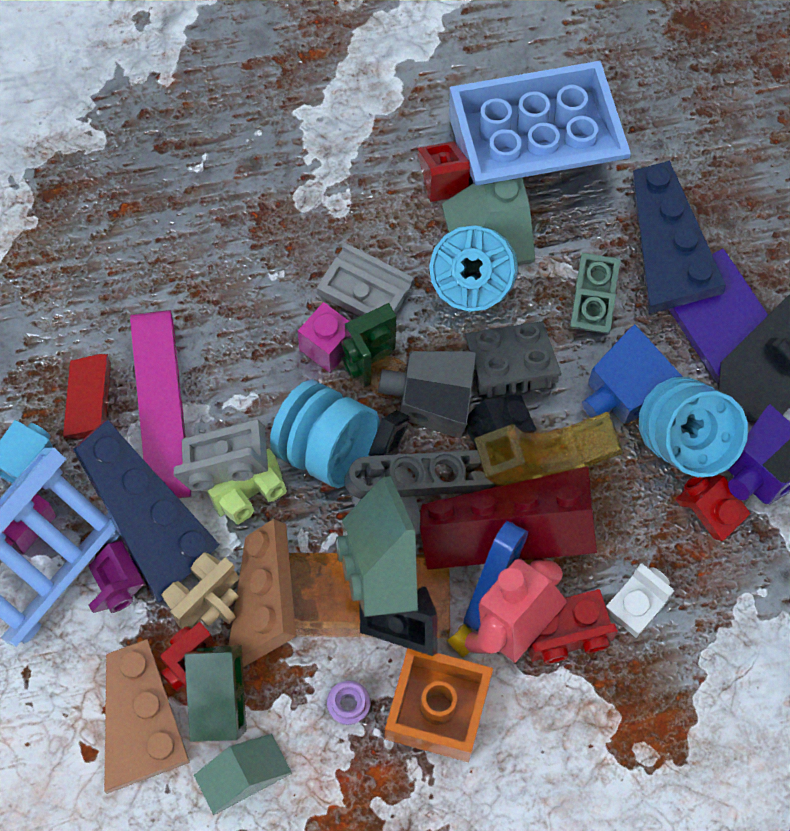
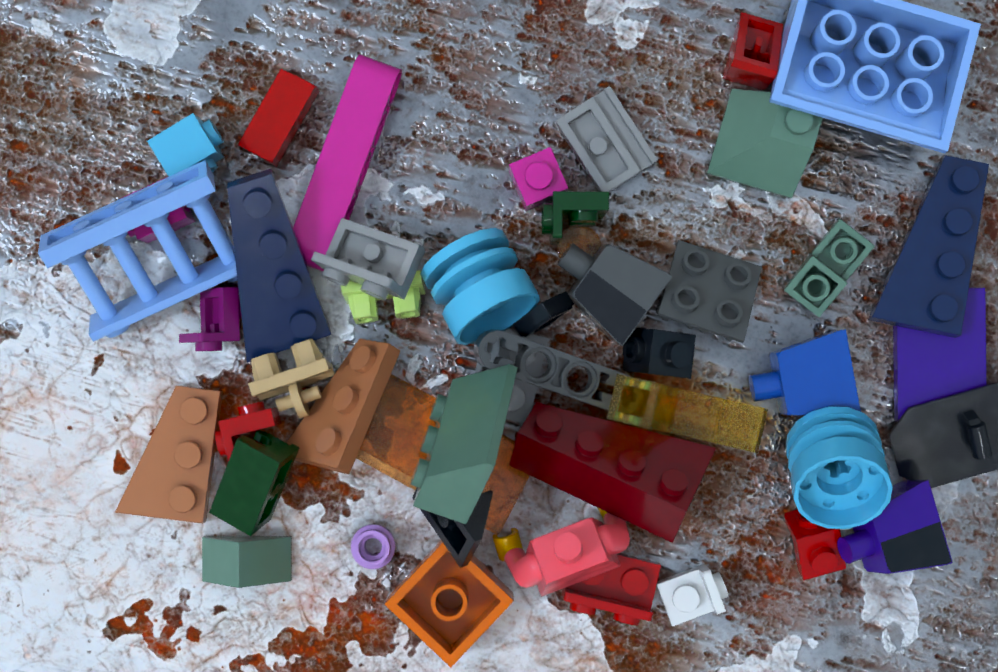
camera: 35 degrees right, 20 degrees up
(497, 271) = (732, 168): medium azure wheel -> none
(503, 552) = (567, 511): blue beam -> none

